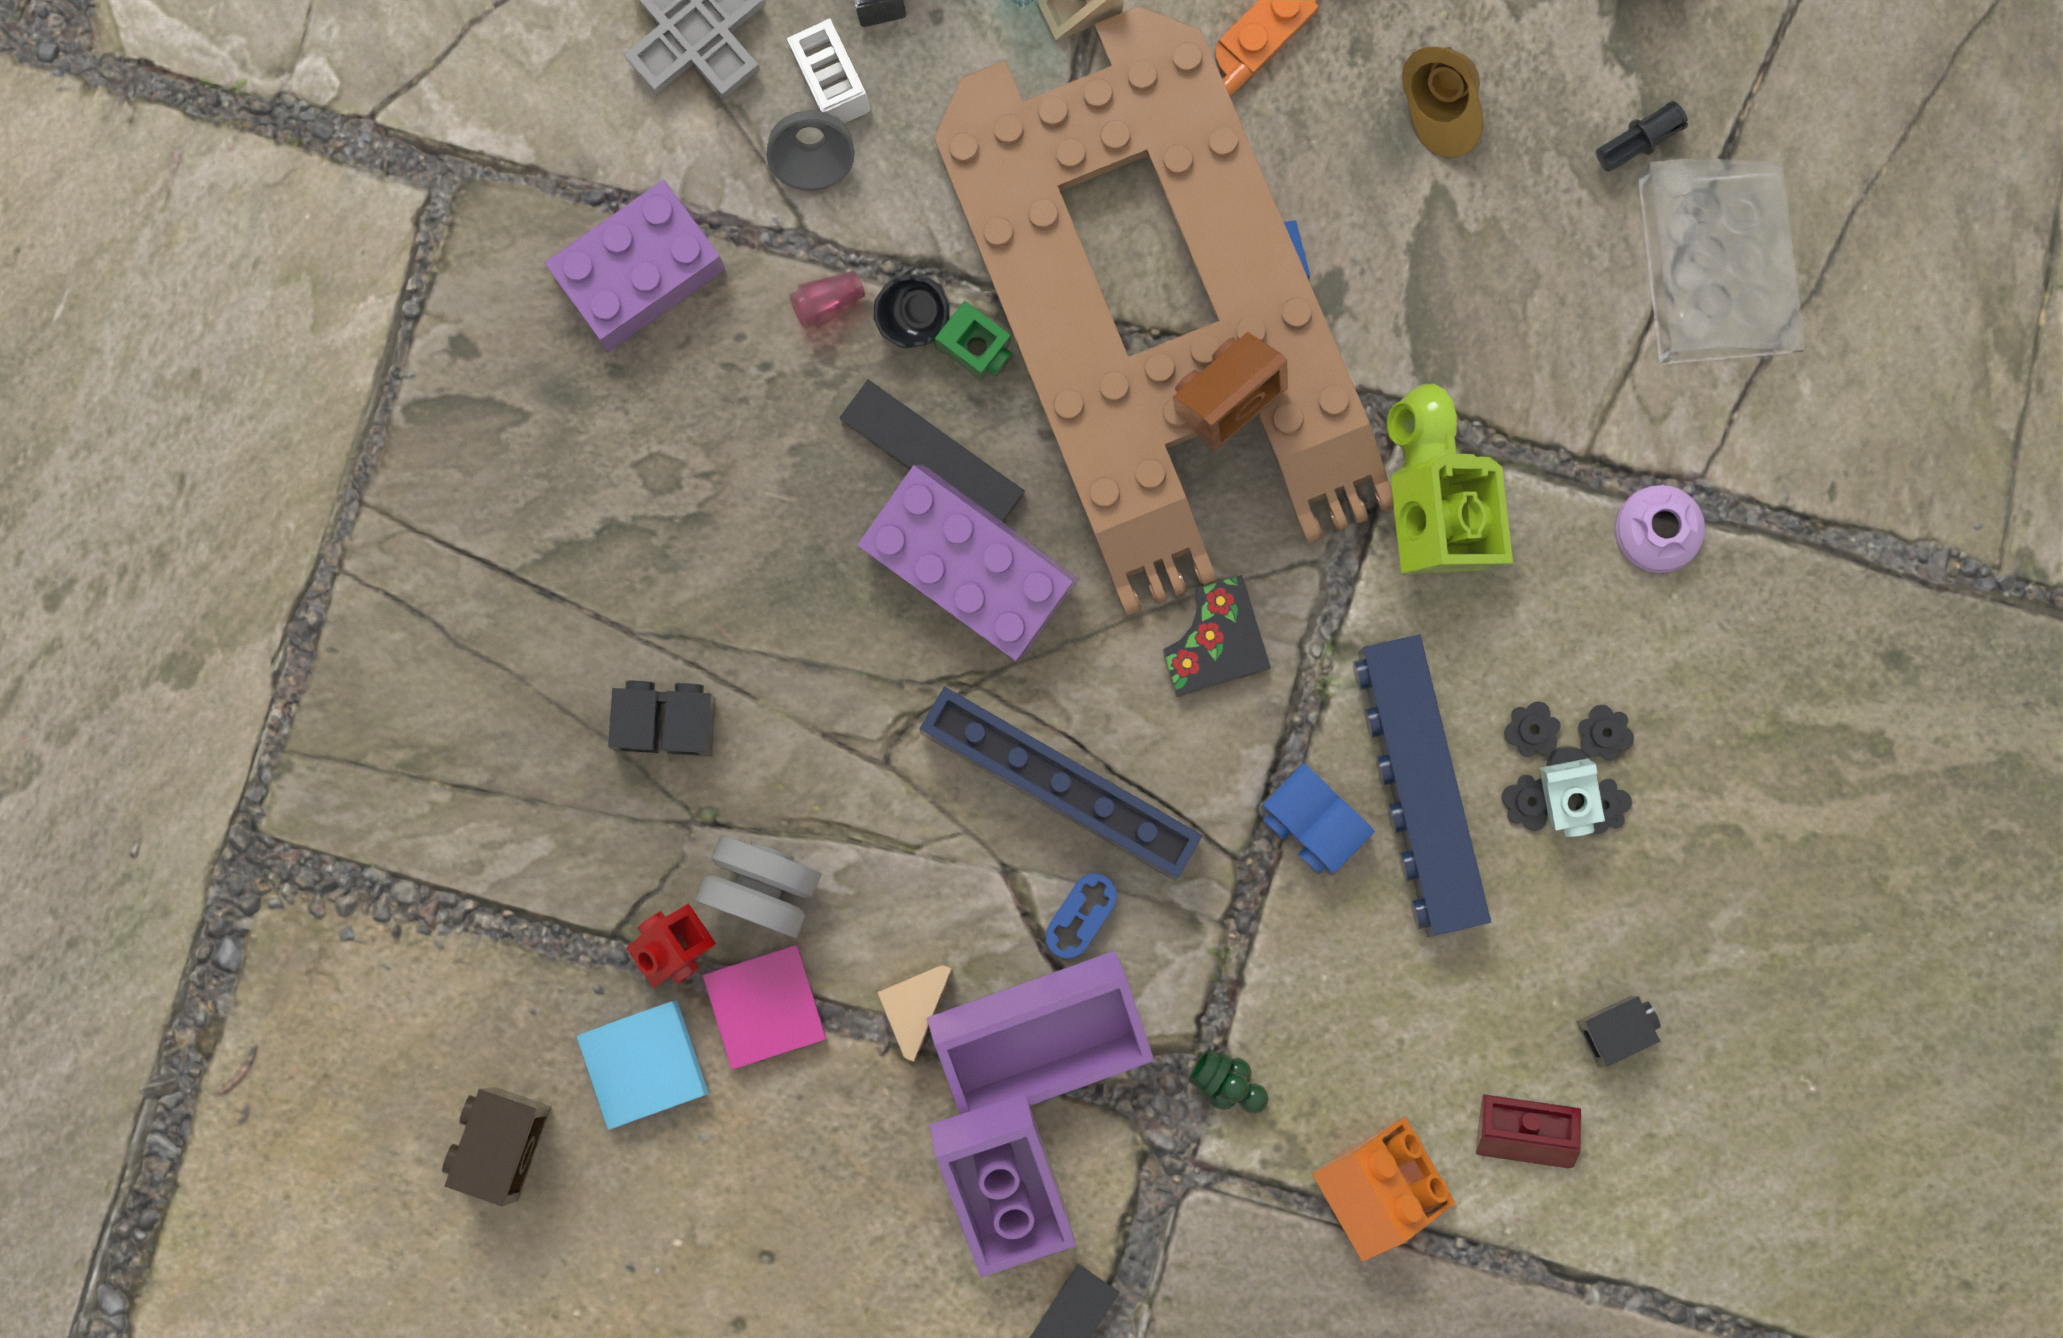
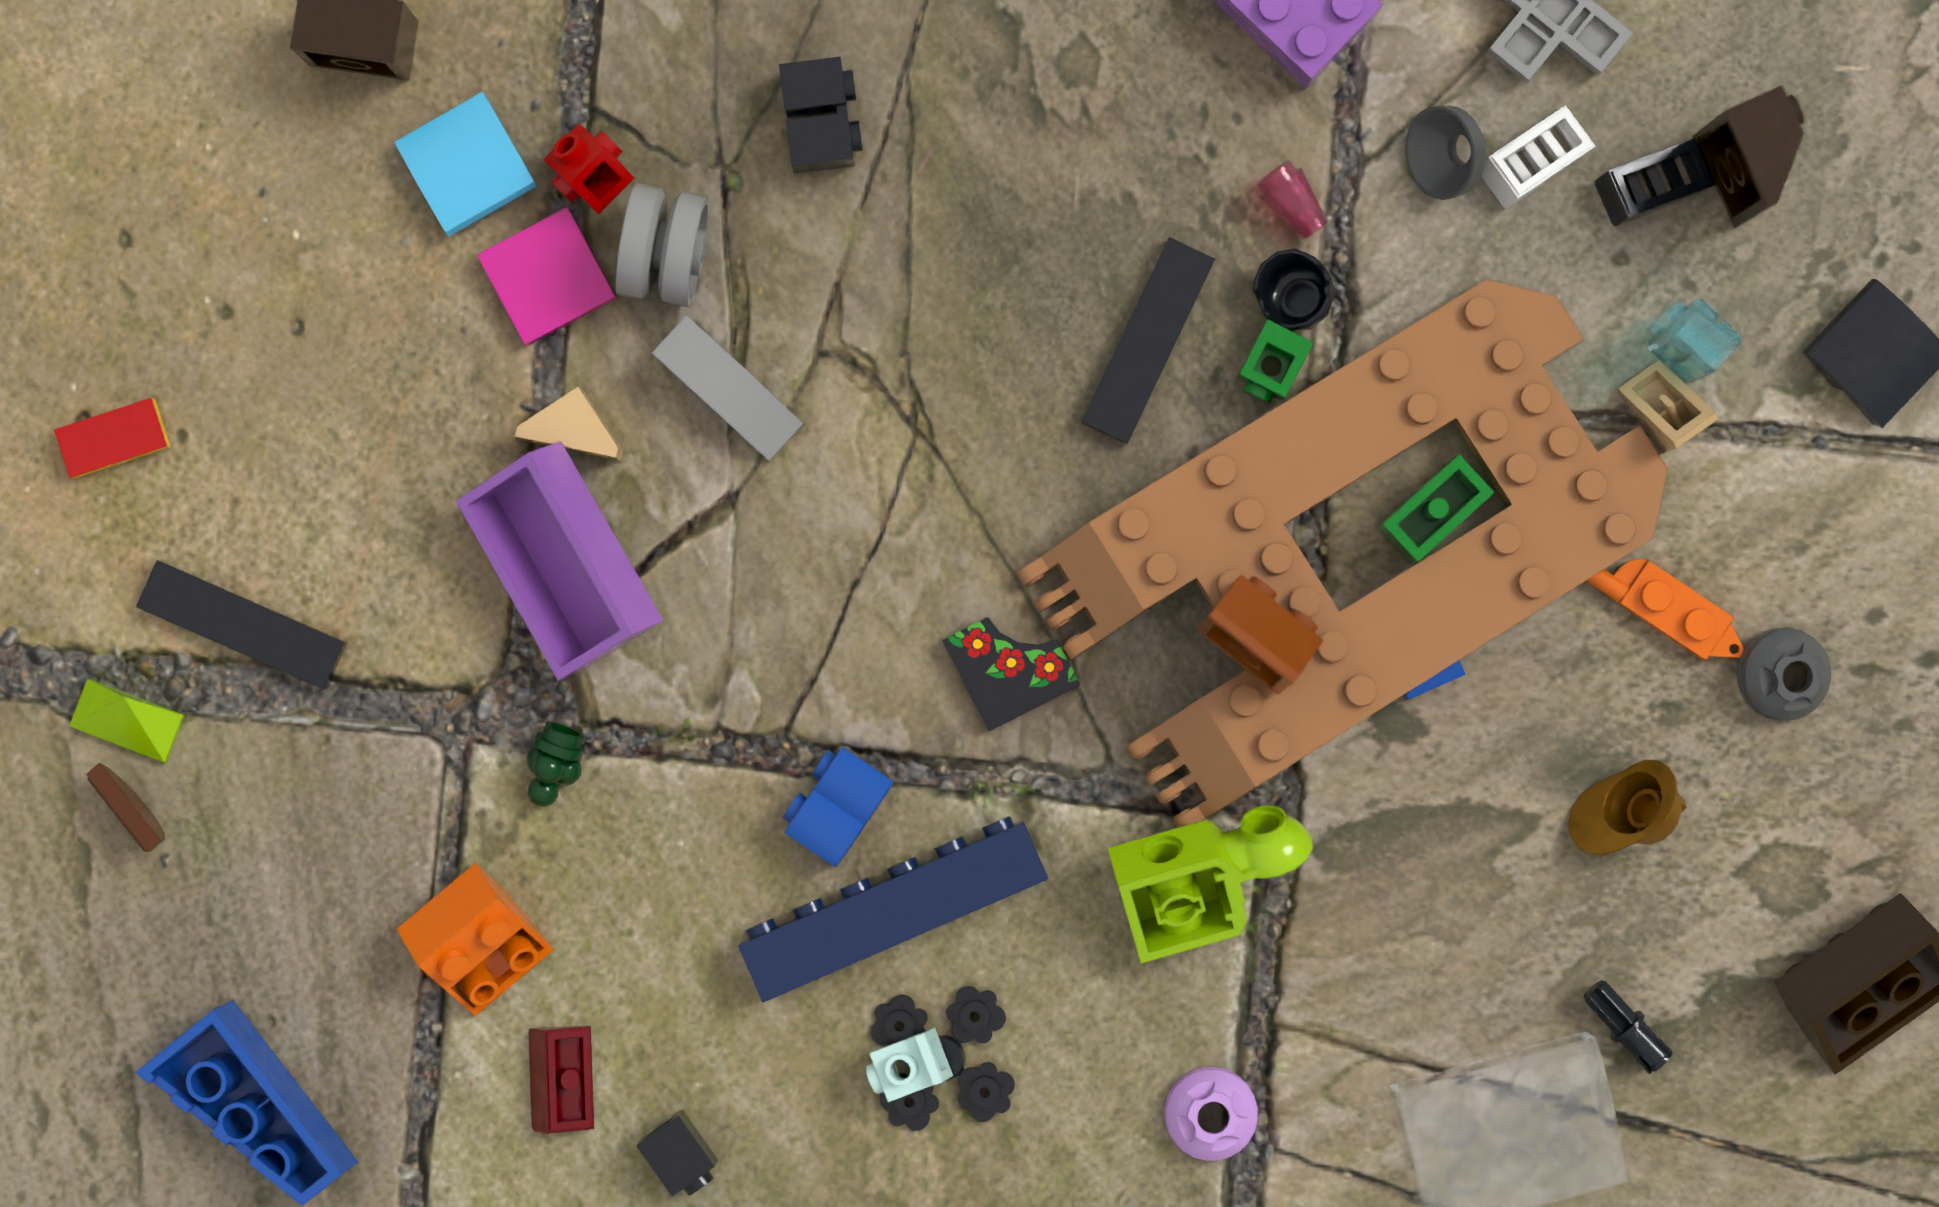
camera: 80 degrees right, 5 degrees up
(903, 853) = (727, 388): none -> light grey slope
(968, 561) = (1039, 397): medium lavender piece -> none
(1002, 1185) = (404, 548): medium lavender brick -> none
(1060, 784) = (825, 534): dark blue brick -> none
(1091, 922) = (702, 570): blue beam -> none
(1139, 219) = (1435, 509): none -> green brick

